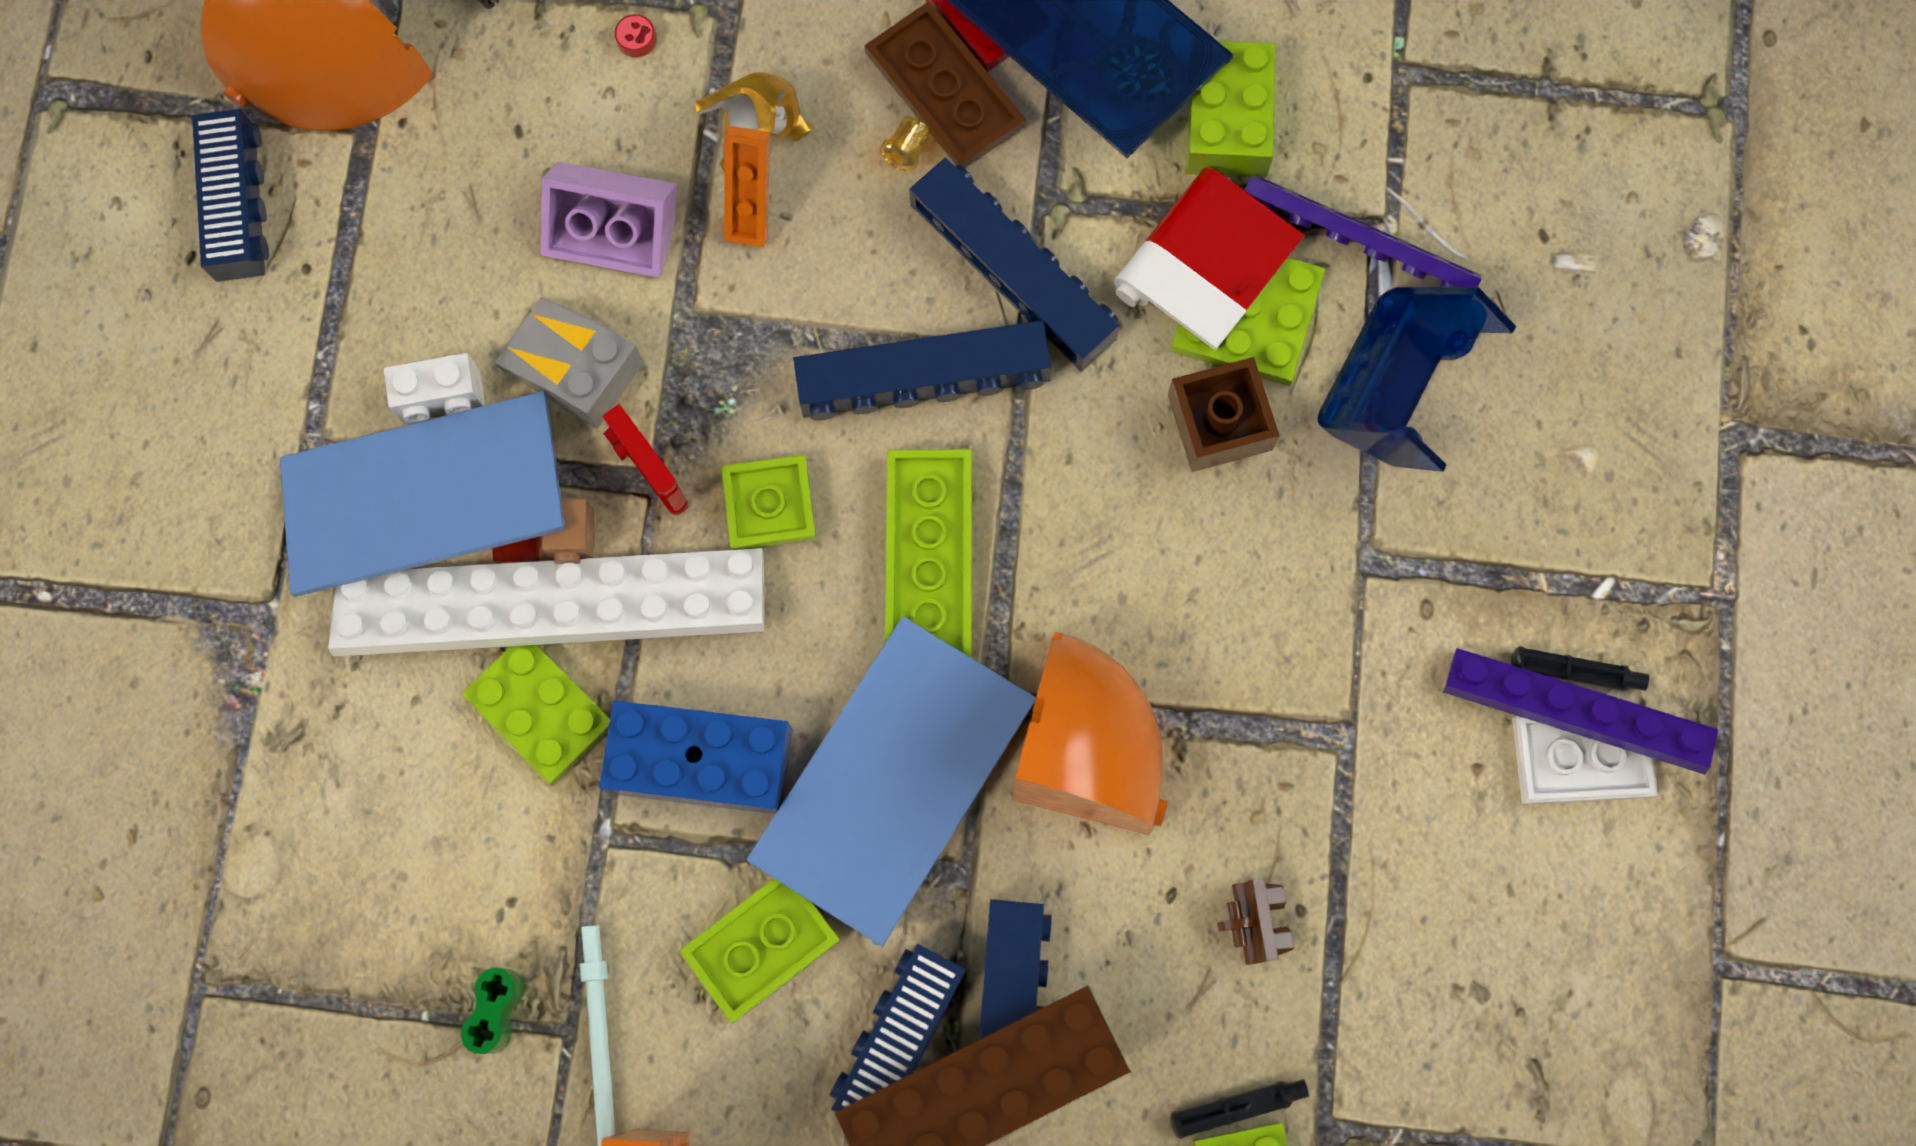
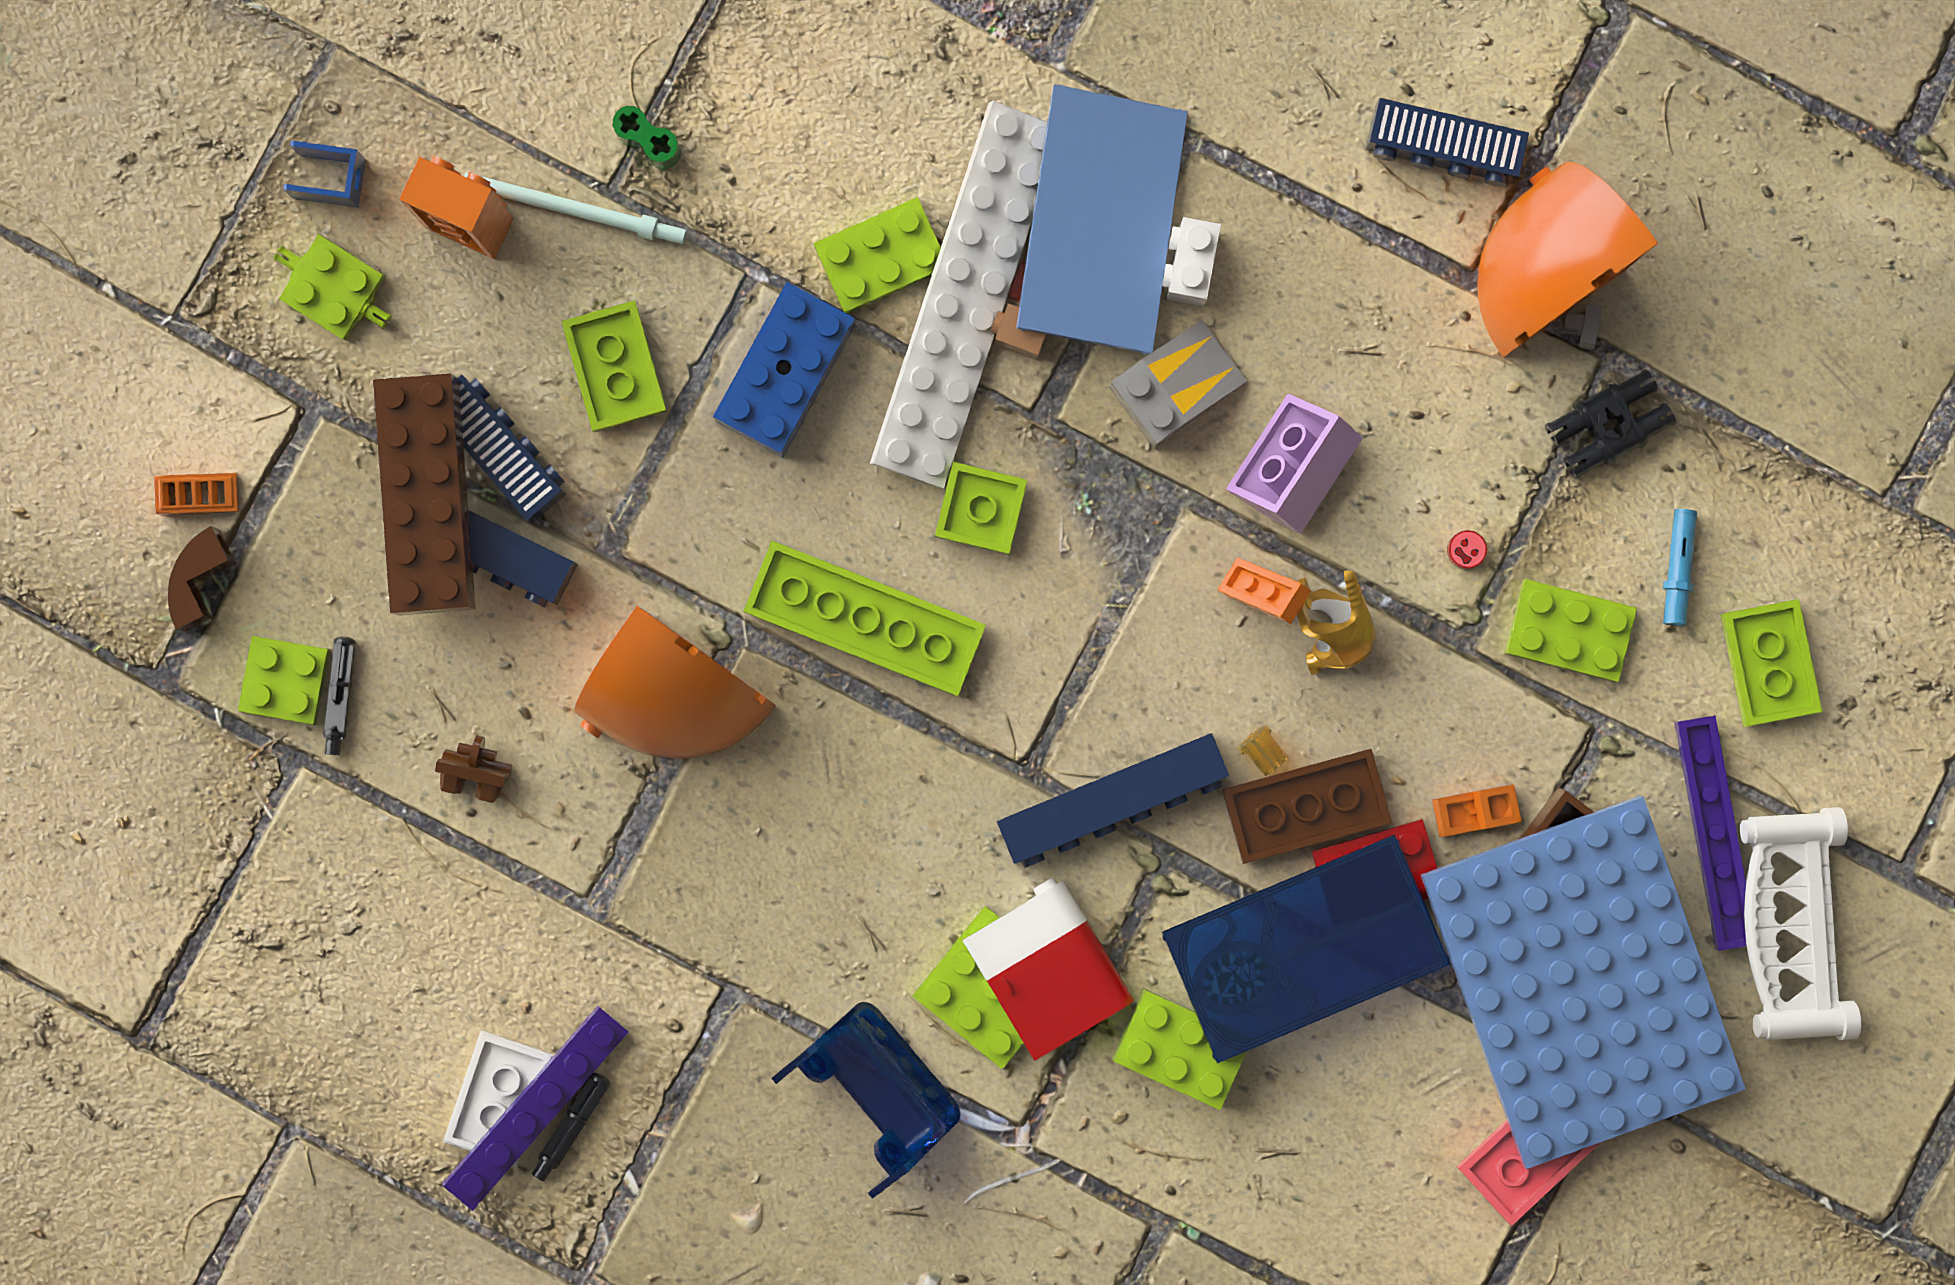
camera: 105 degrees right, 10 degrees up
(630, 442) = (1075, 410): red container -> none
(891, 781) = (703, 522): medium blue piece -> none
(922, 370) = (1046, 683): dark blue brick -> none
(1223, 414) = (901, 920): reddish brown brick -> none
(1345, 228) = (1011, 1122): dark purple plate -> none

